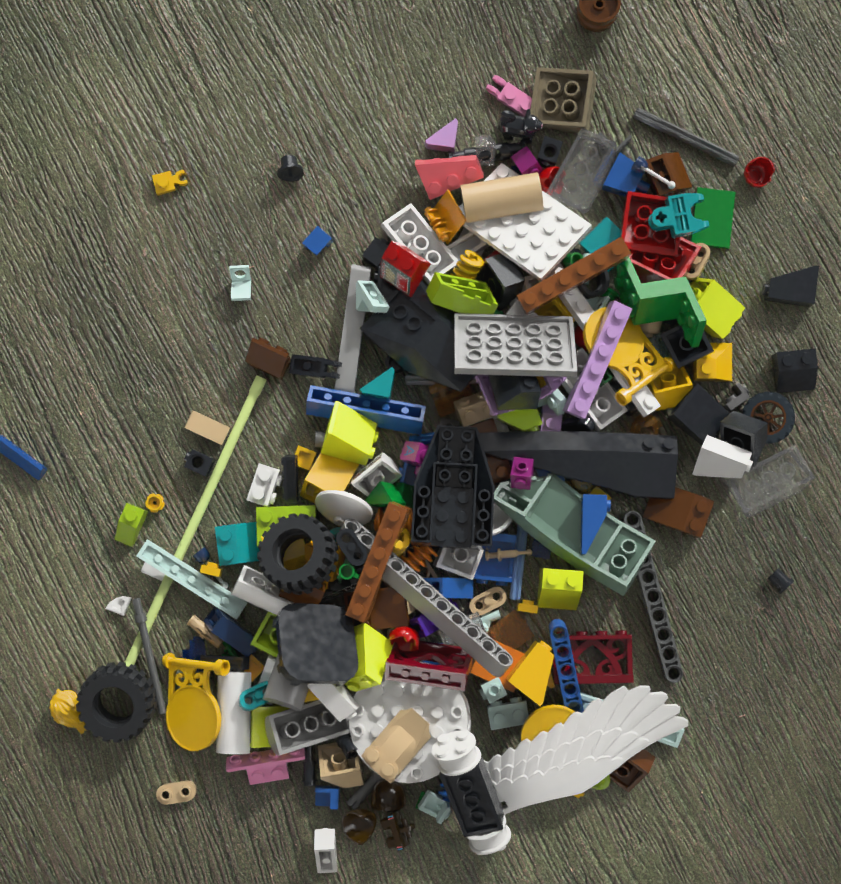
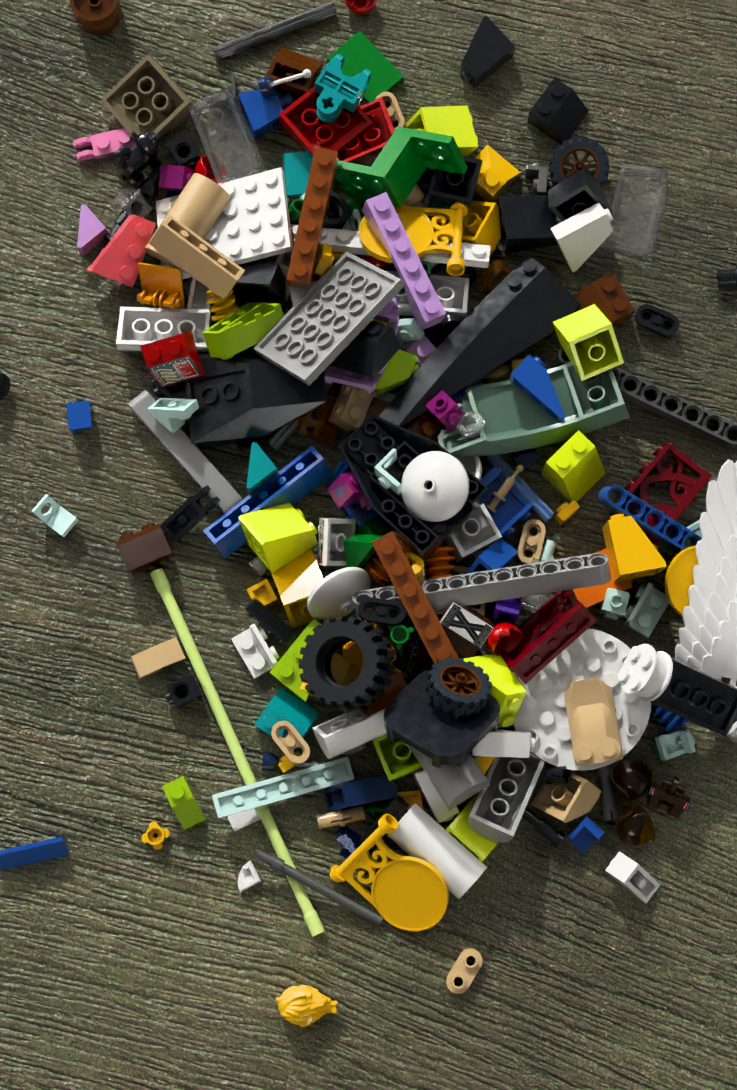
camera: 50 degrees left, 5 degrees down
(91, 529) = (149, 838): none -> yellow plate
(99, 719) = (357, 973): black tyre -> none
(149, 503) = (177, 764): yellow plate -> none
(221, 560) = (291, 742): none -> tan plate
(255, 694) = (439, 815): teal plate -> none
(264, 765) = (508, 867): bright pink bracket -> none
(355, 638) = (456, 694): none -> black wheel
(375, 252) = (137, 374): black brick -> none
(391, 608) = (466, 624): none -> tile
(439, 474) = (385, 478): none -> light aqua bracket
(471, 518) = (448, 489): none -> white dish
(479, 224) = (196, 256): none -> tan brick
(511, 630) = (575, 541): clear orange piece -> none
(526, 504) = (473, 431): none -> clear piece
(554, 307) = (324, 259): none -> yellow plate
(650, 526) = (589, 342): none -> neon yellow slope
(709, 556) = (657, 319): none -> black plate

